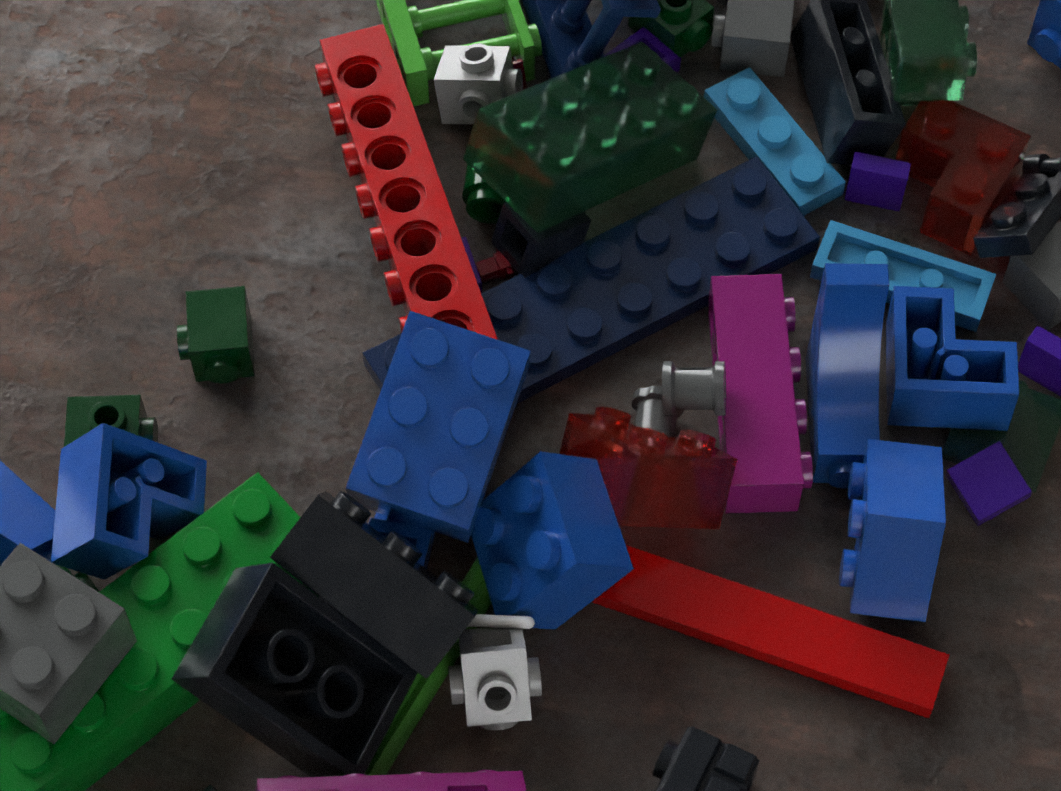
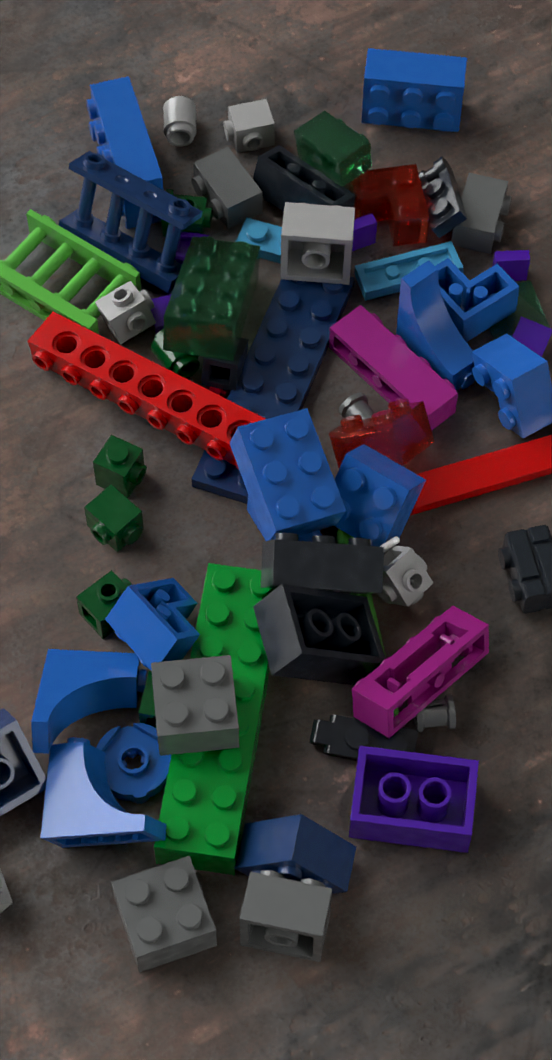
camera: 40 degrees left, 0 degrees up
(285, 273) = (119, 465): none -> dark green brick
(694, 388) = (375, 382): dark grey bush -> none
(786, 150) = (317, 243): none -> light grey brick

